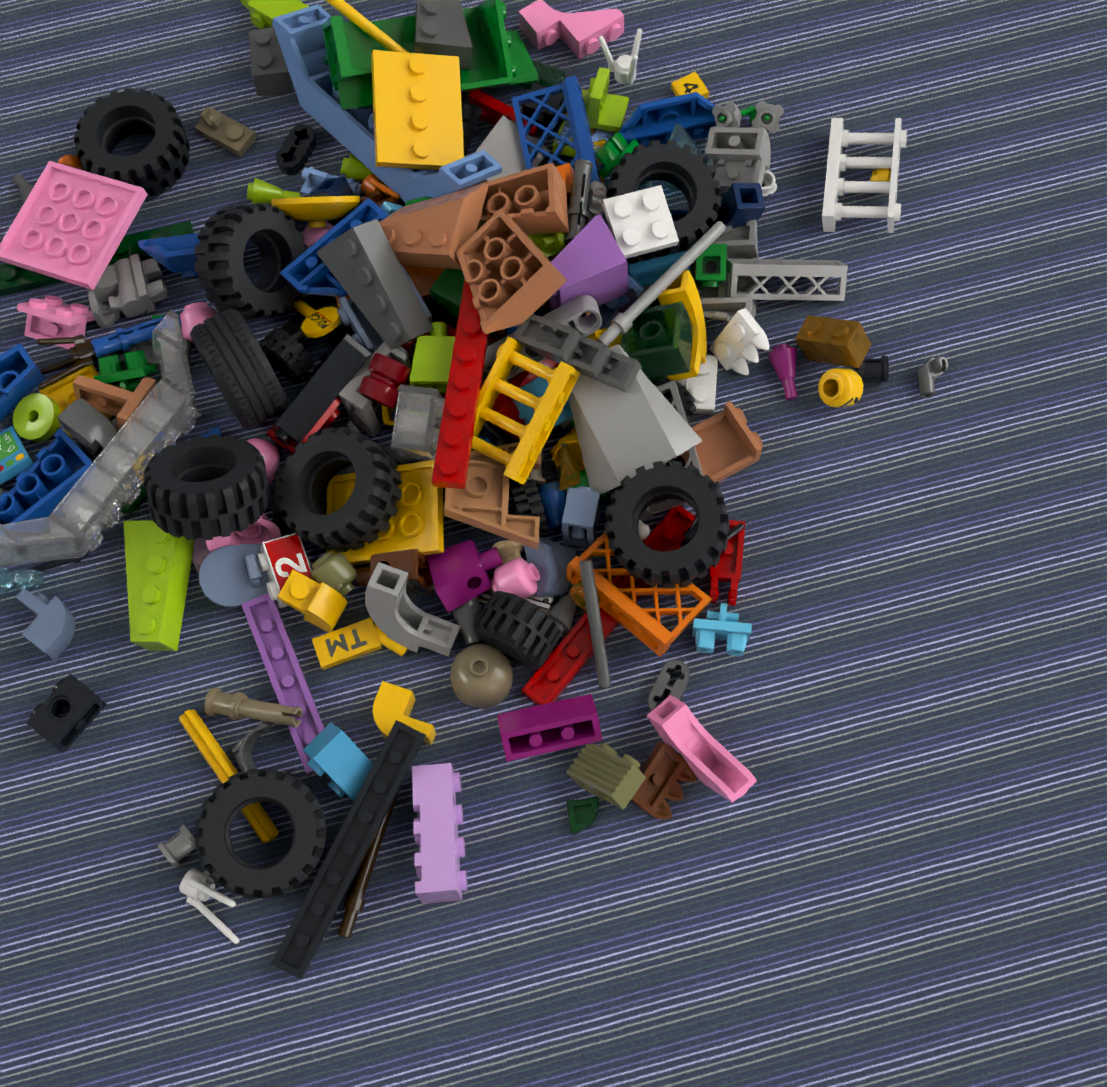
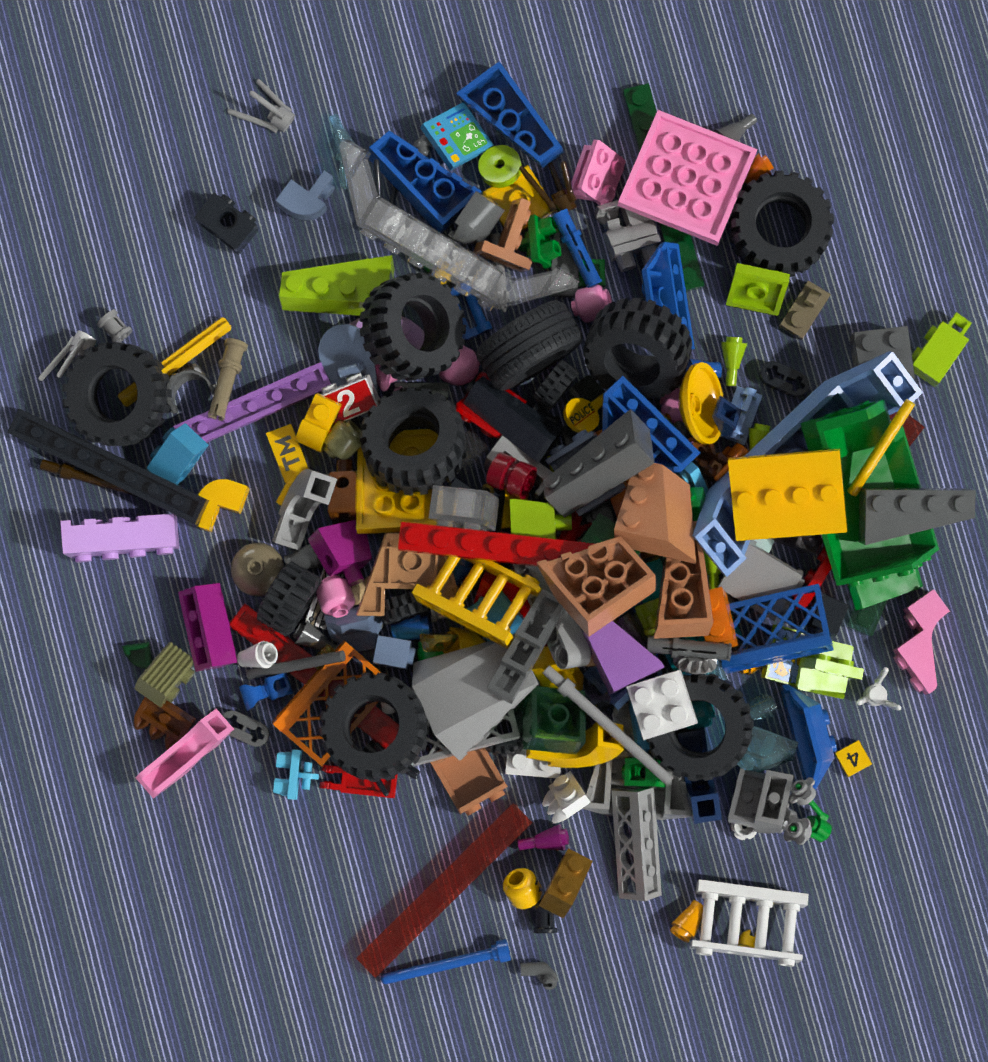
camera: 80 degrees right, 15 degrees up
(198, 163) = (757, 289): none -> lime plate
(583, 669) = (259, 655): none -> white cone
(613, 151) = (757, 688): green hips -> none
(622, 654) = (274, 688): none -> blue leg
(848, 472) = (444, 890): none -> clear red plate
(867, 233) = (688, 922): none -> light orange cone
(910, 415) = (498, 951): none -> blue piece

